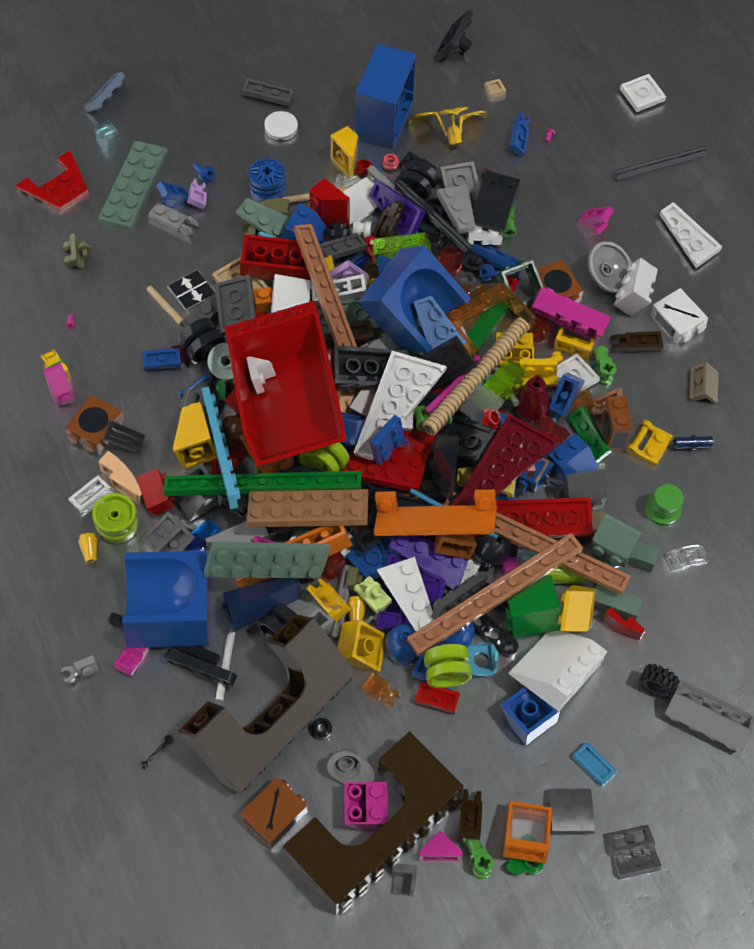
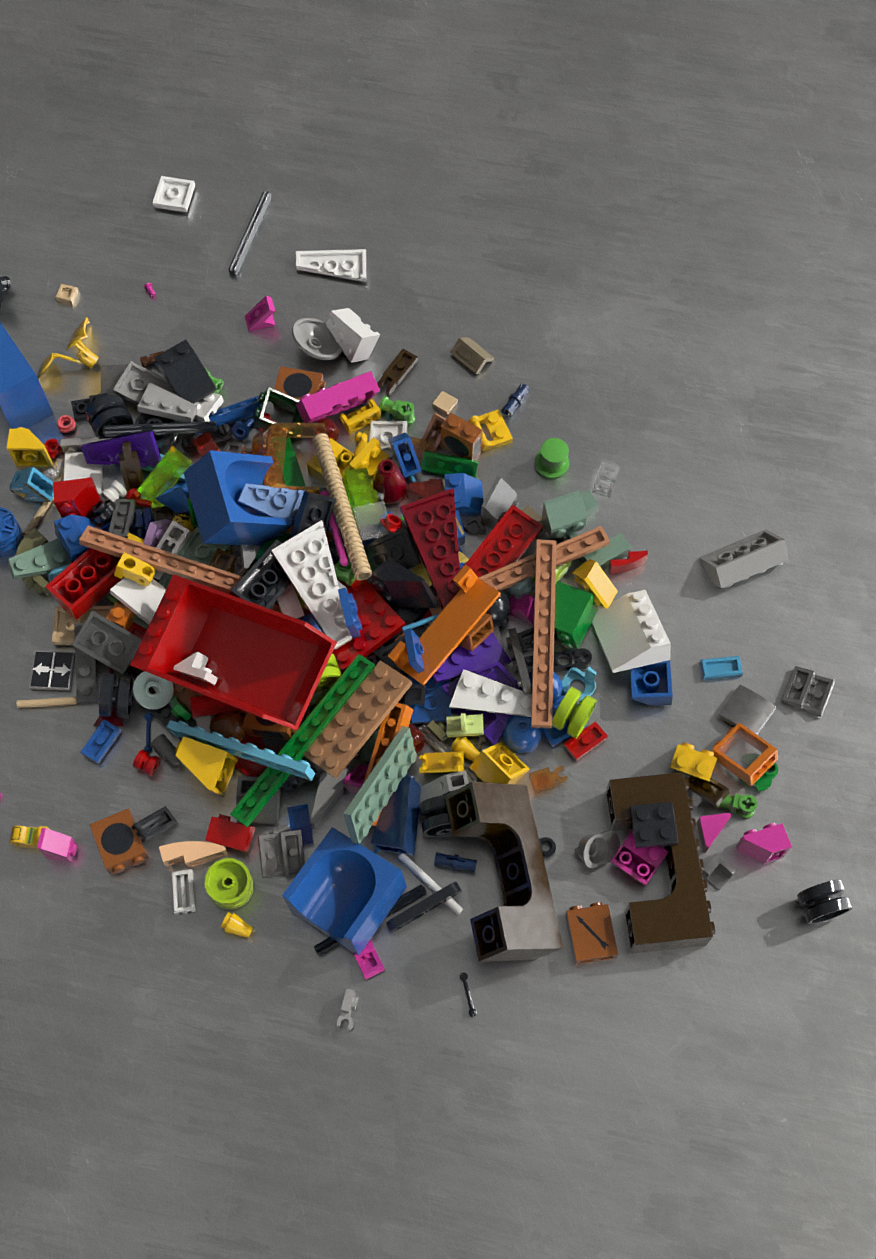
camera: 50 degrees left, 5 degrees up
(168, 399) = (146, 762): none -> red wheel
(256, 668) = (455, 862): none -> dark blue pin
(302, 277) = (135, 570): none -> yellow leg
(318, 169) = (32, 485): none -> dark azure torso
(396, 507) = (414, 650): none -> blue plate
(396, 791) = (653, 825): none -> black plate
(458, 900) = (766, 844): none -> dark pink slope
(484, 790) = (693, 762): none -> yellow bracket
(519, 134) = (131, 309): blue plate -> none
(642, 394) = (444, 403): none -> tan tile
(659, 680) = (694, 572): black tyre -> none
(679, 316) = (401, 326): white brick -> none

